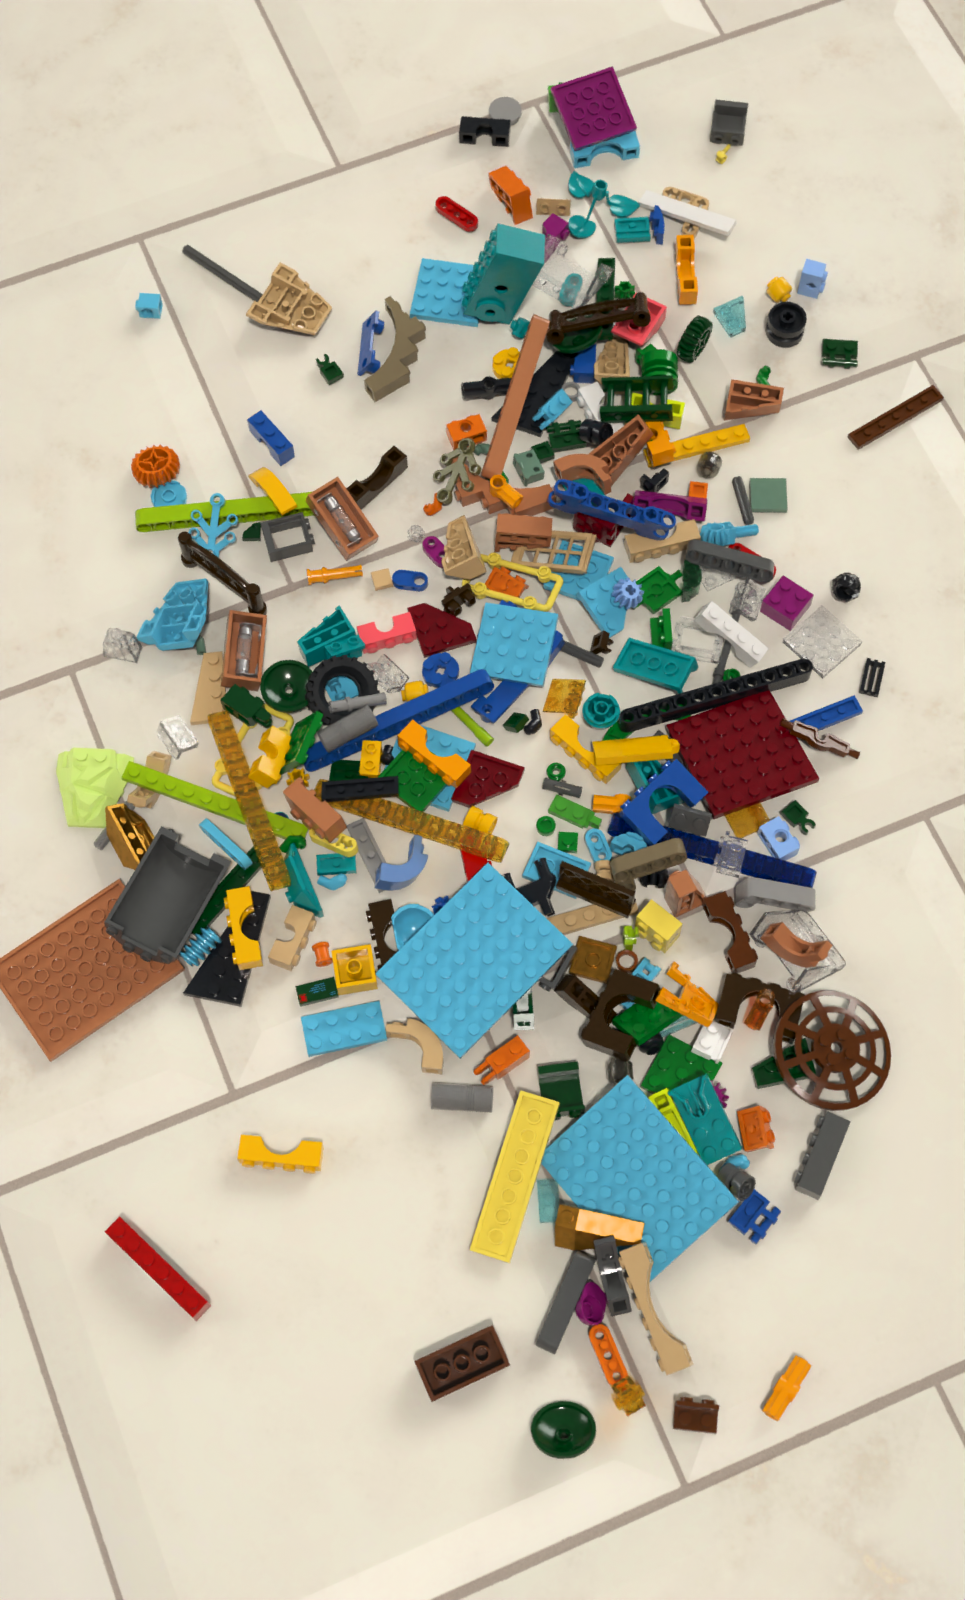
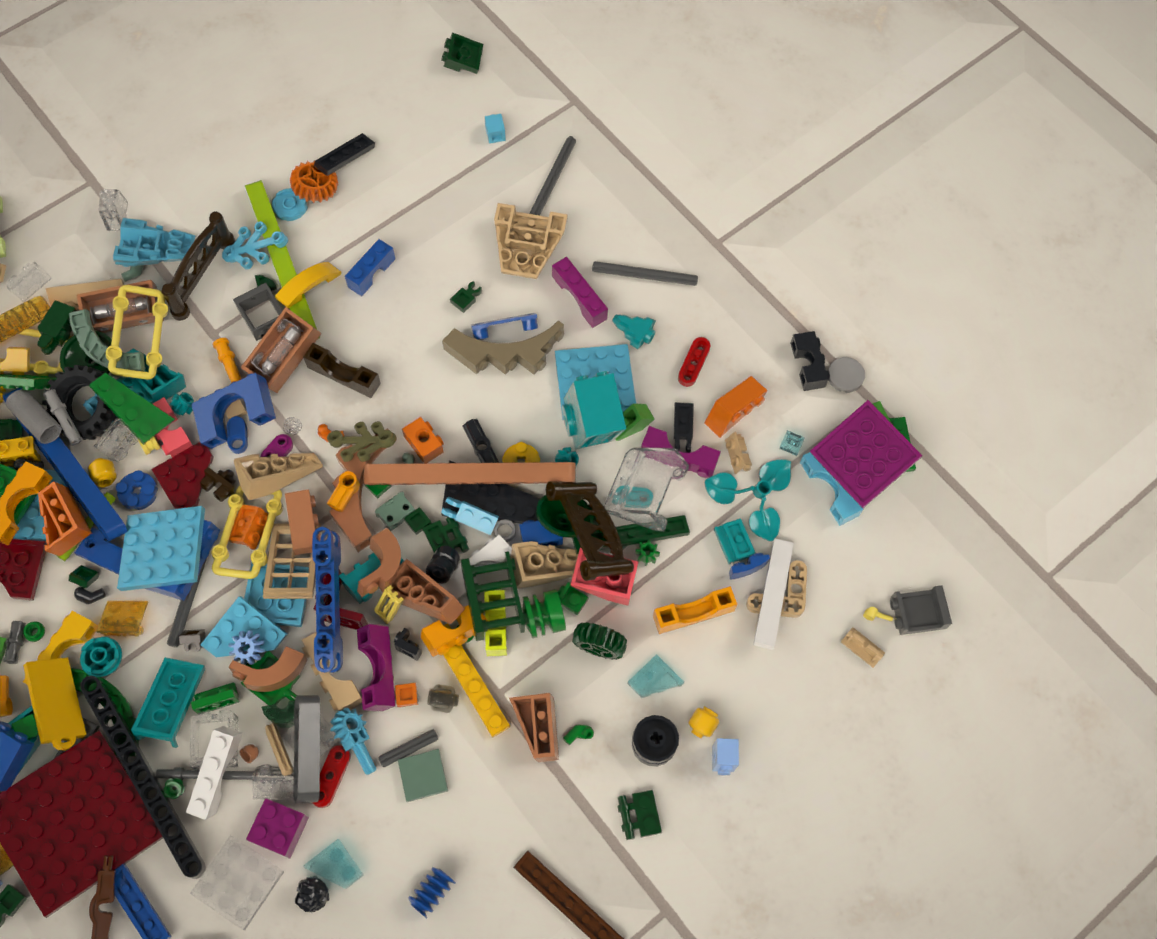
camera: 70 degrees right, 0 degrees up
(49, 313) = (462, 53): none -> dark green plate
(135, 432) = (344, 154): none -> black plate
(267, 608) = (114, 352): none -> light yellow bar
(293, 667) = (95, 348): none -> sand green tile
(340, 282) = (589, 302): none -> magenta arch
(353, 228) = (645, 273): none -> dark grey axle
(364, 615) = (182, 403): none -> teal gear
(369, 642) = (134, 411): none -> green wing
(380, 545) = (211, 409): none -> blue arch
(397, 651) = (150, 445): none -> light yellow wheel
(409, 247) = (635, 329): none -> teal rock
(459, 721) = (62, 519): none -> orange wedge
(557, 165) = (792, 443): none -> clear light blue tile
(615, 476) = (393, 599): none -> light yellow tile
(652, 767) = (27, 726): none -> green tile
(656, 570) = (272, 678): none -> nougat arch
(721, 588) = (279, 749): none -> tan axle
(747, 169) = (863, 647): none -> tan hinge
(826, 568) = (335, 865): none -> clear light blue wing
(864, 505) = (430, 891): none -> blue piece

